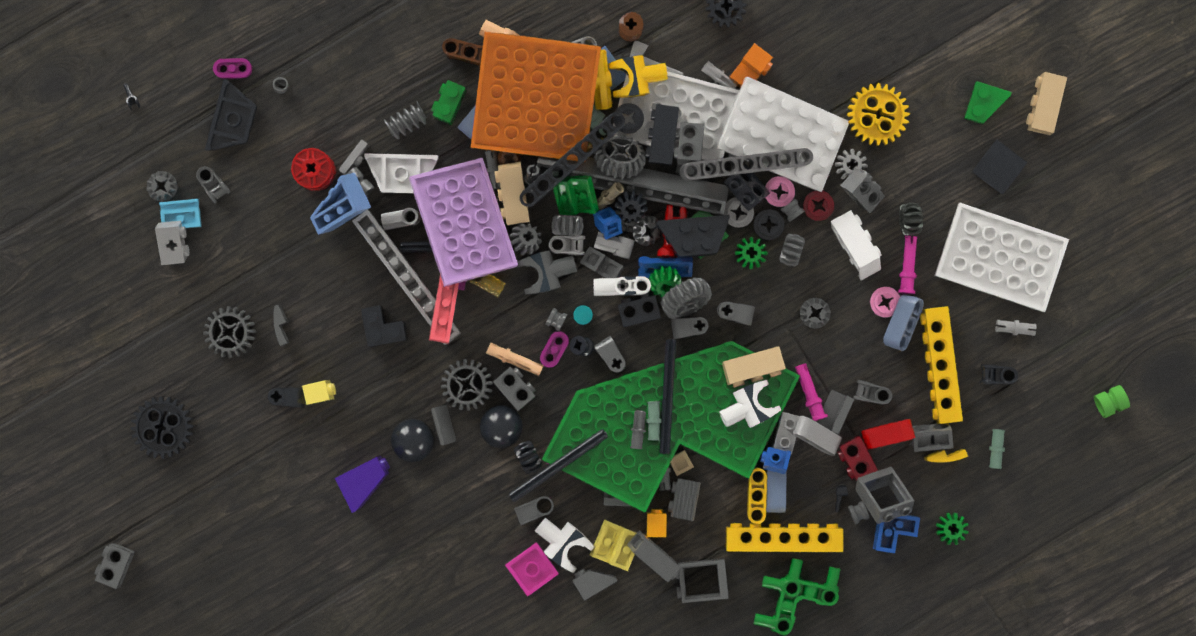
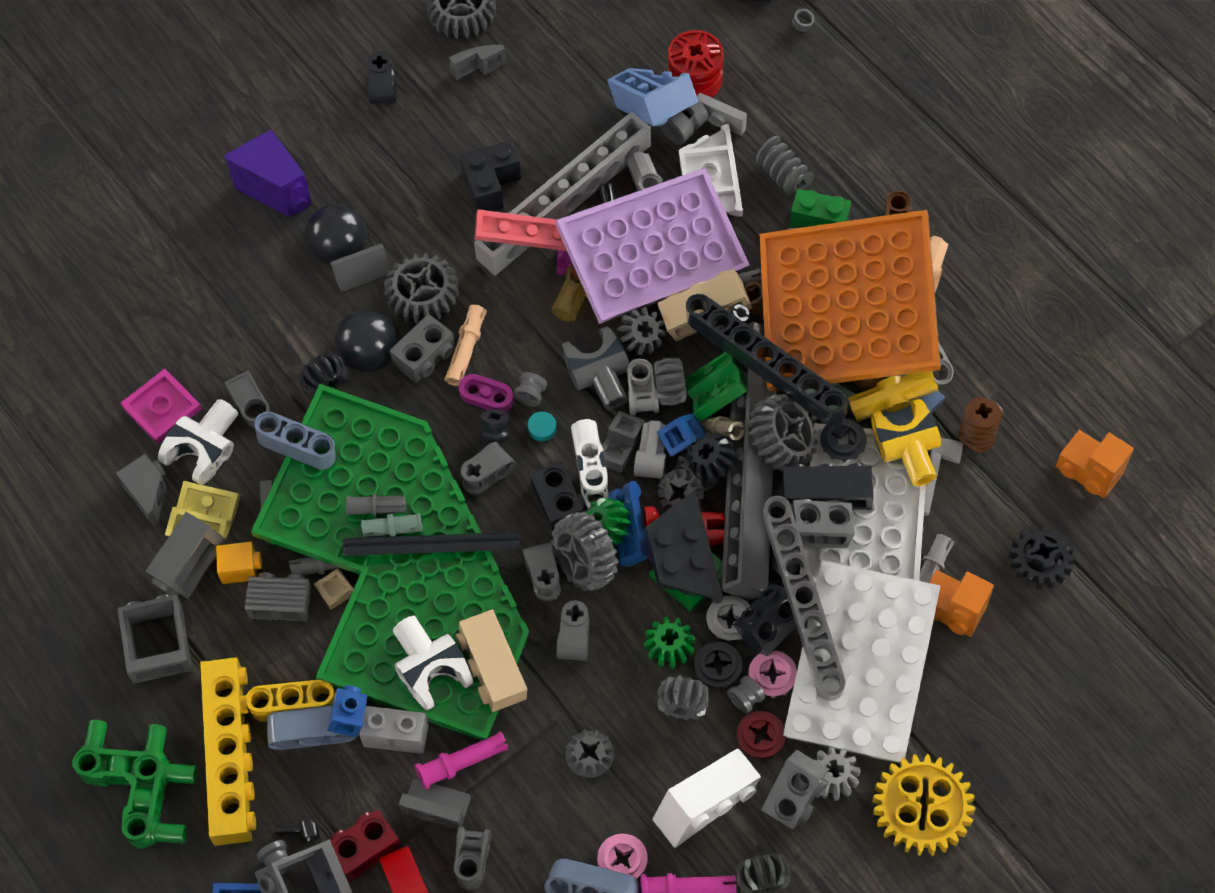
camera: 80 degrees right, 25 degrees down
(319, 392) = (390, 108): light yellow brick -> none
(558, 465) = (313, 404): black axle -> none
(594, 471) = (302, 451): none -> sand blue beam
(817, 435) = (392, 771): light grey beam -> none

